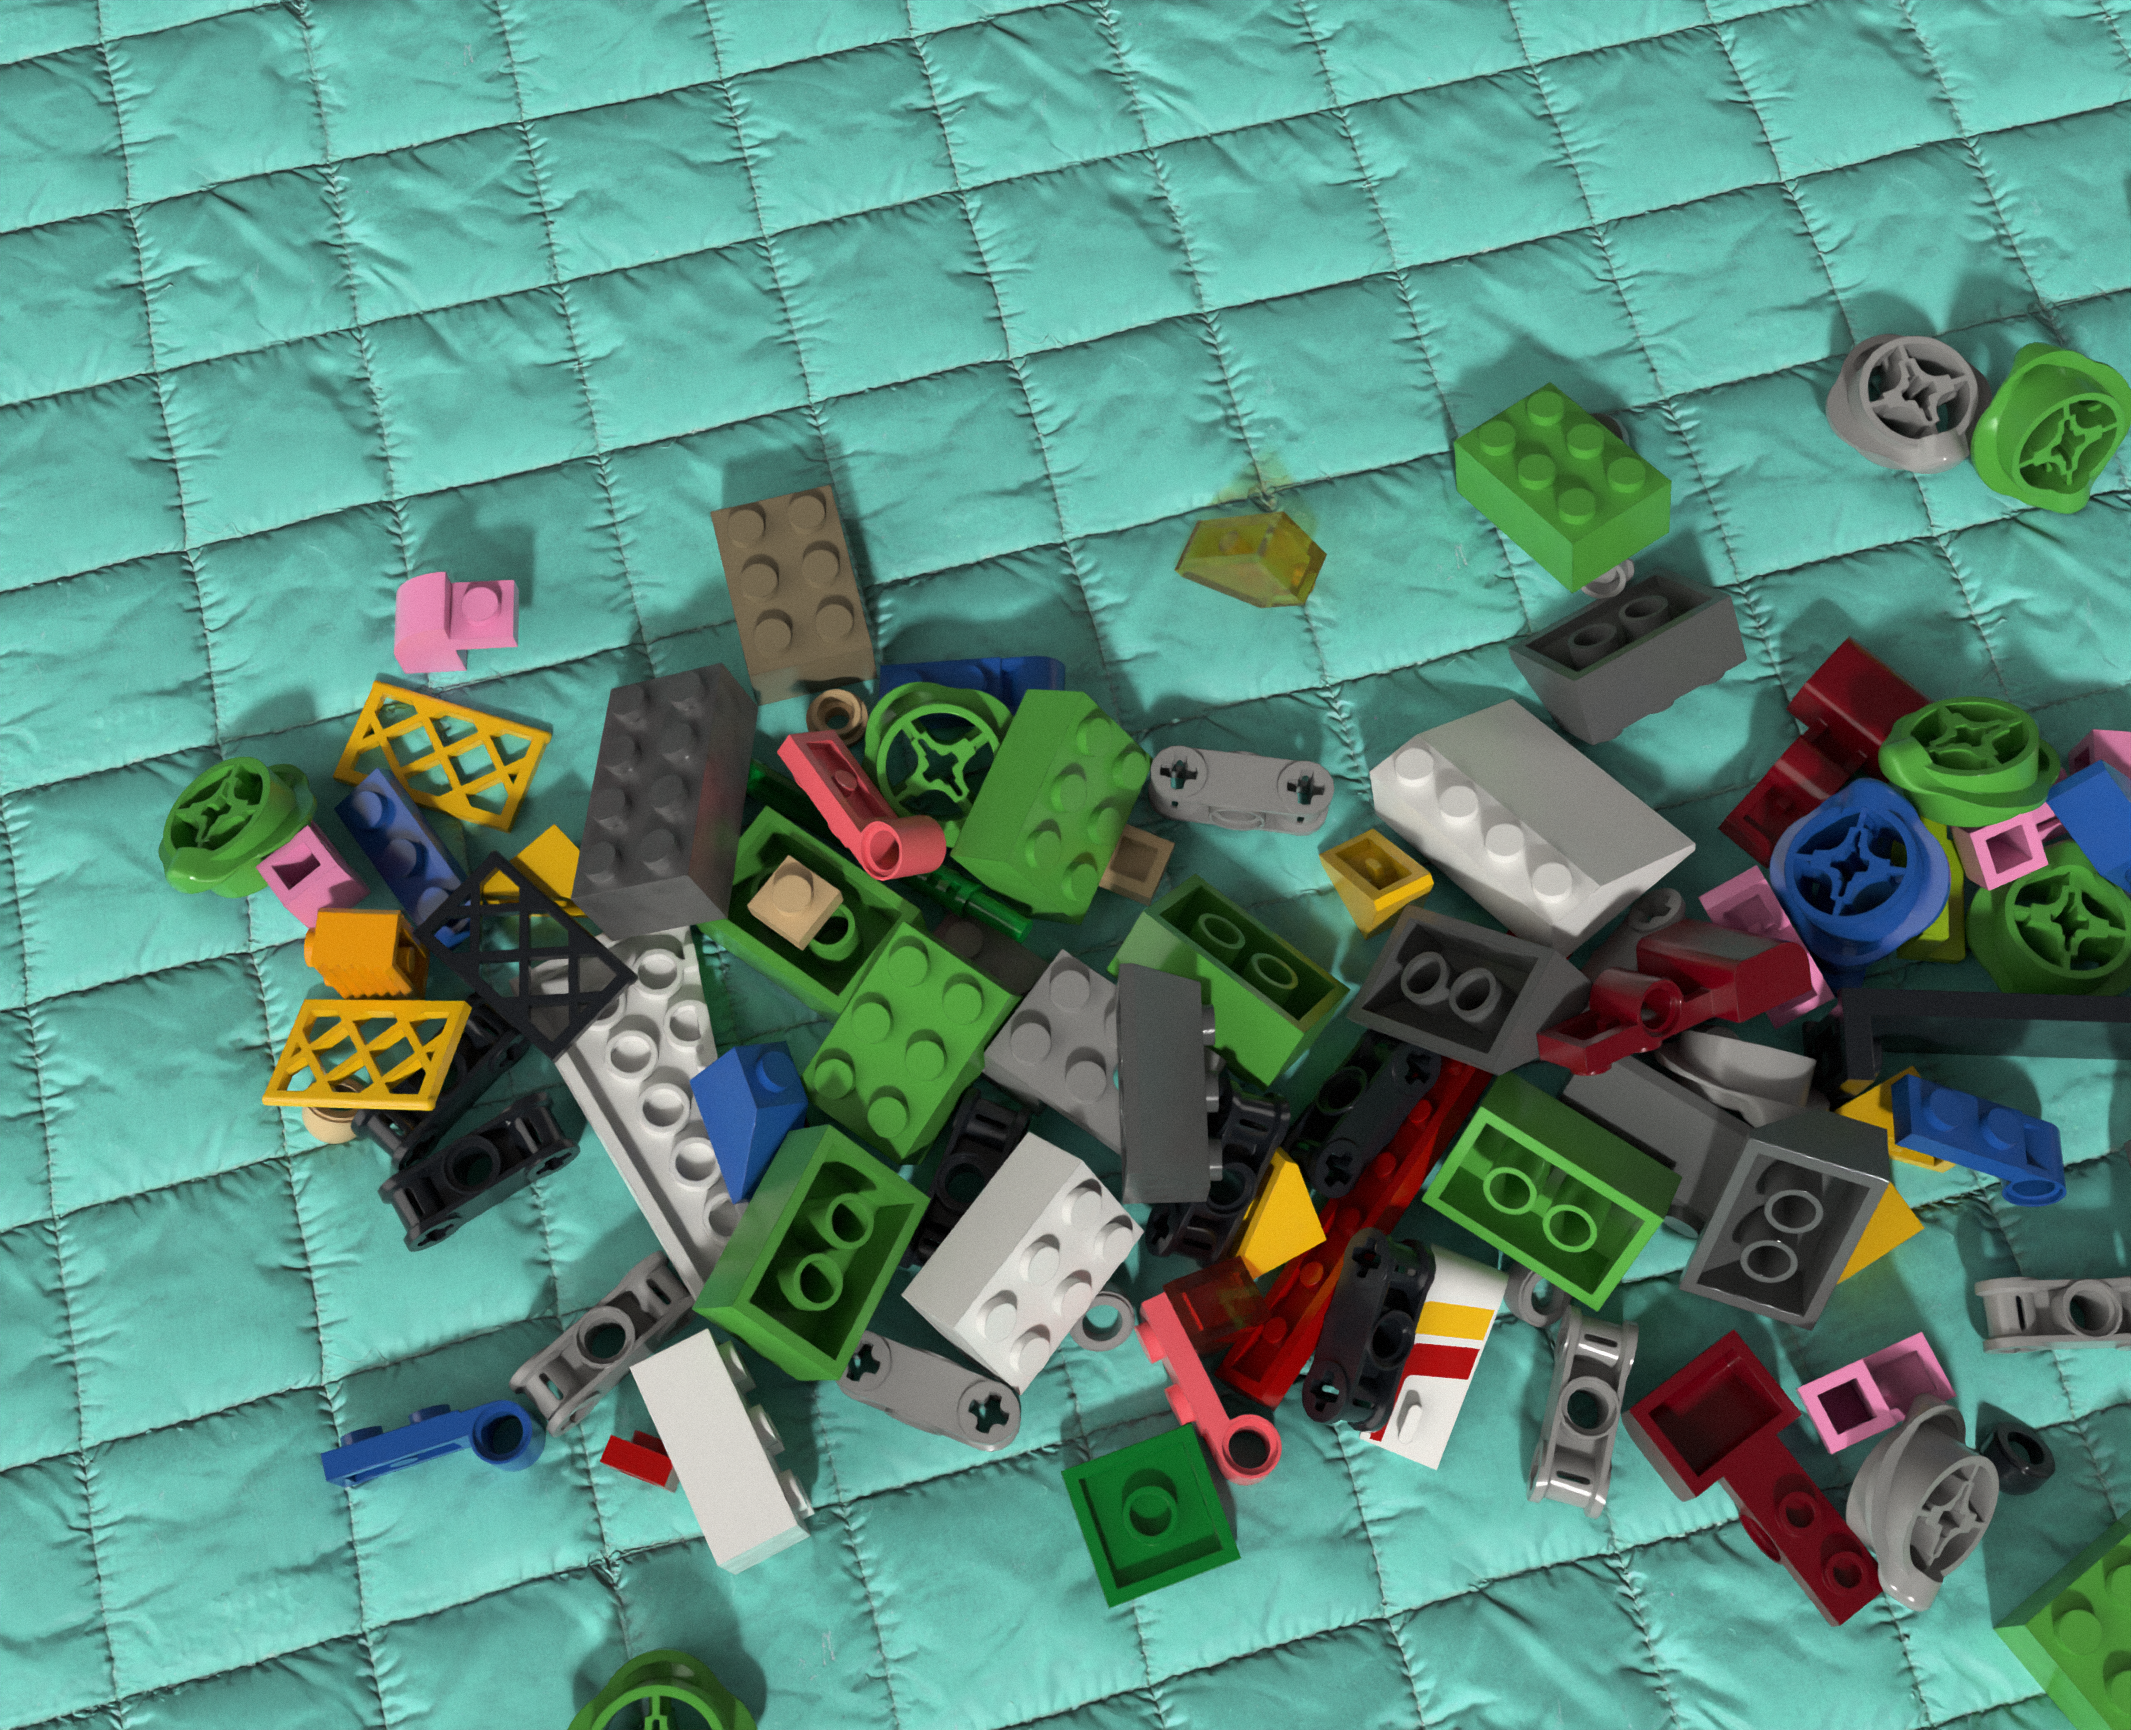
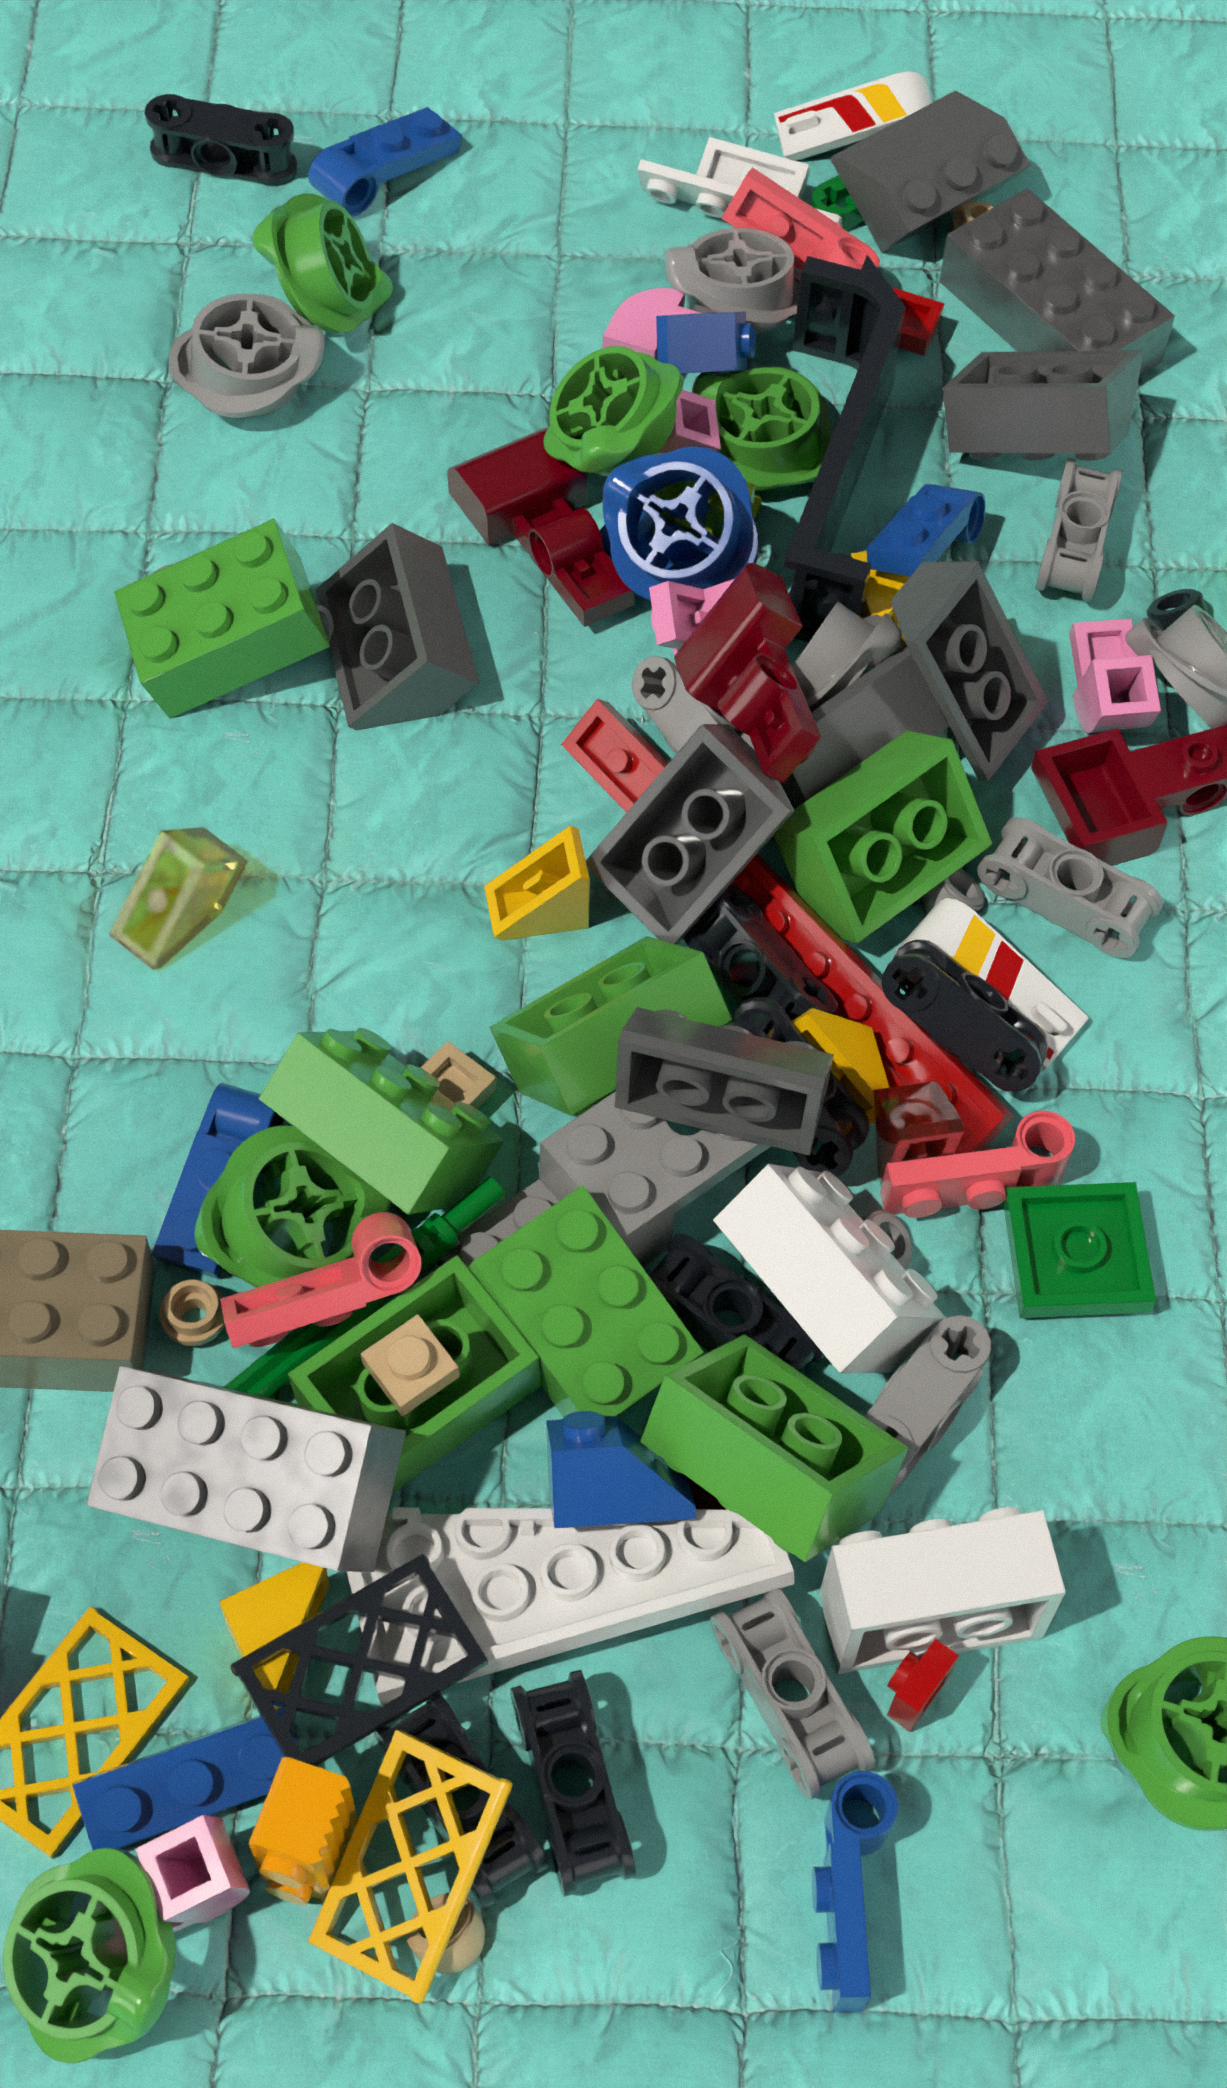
camera: 75 degrees left, 10 degrees down
(1240, 790) = (415, 969): light grey piece -> none
(1525, 824) = (538, 755): white slope -> none

